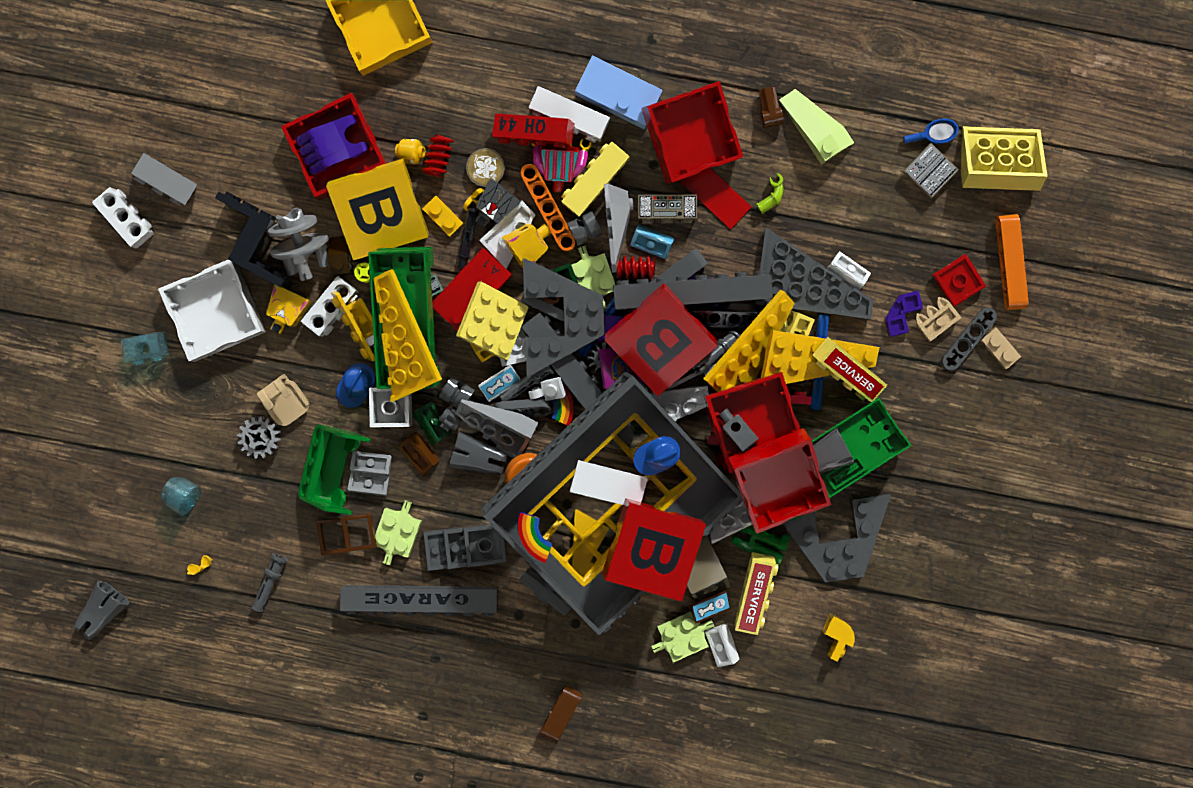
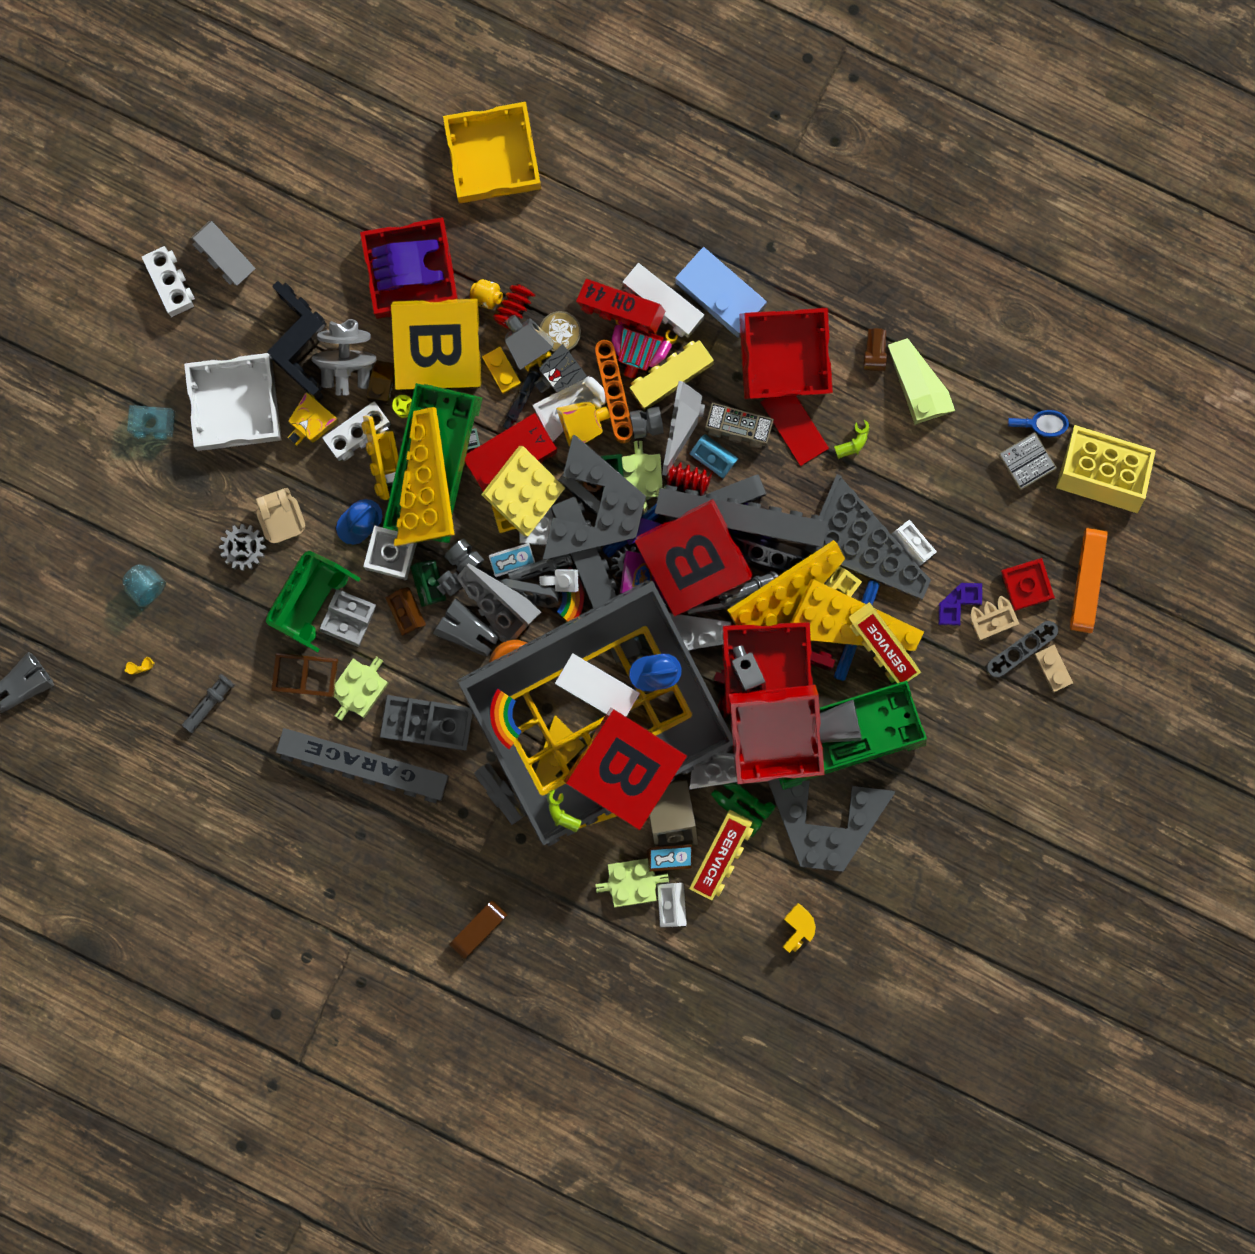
camera: 15 degrees right, 5 degrees down
(457, 184) = (526, 341): none -> dark grey torso
(534, 212) = (598, 390): none -> white arm
(605, 606) = (559, 816): none -> lime piece

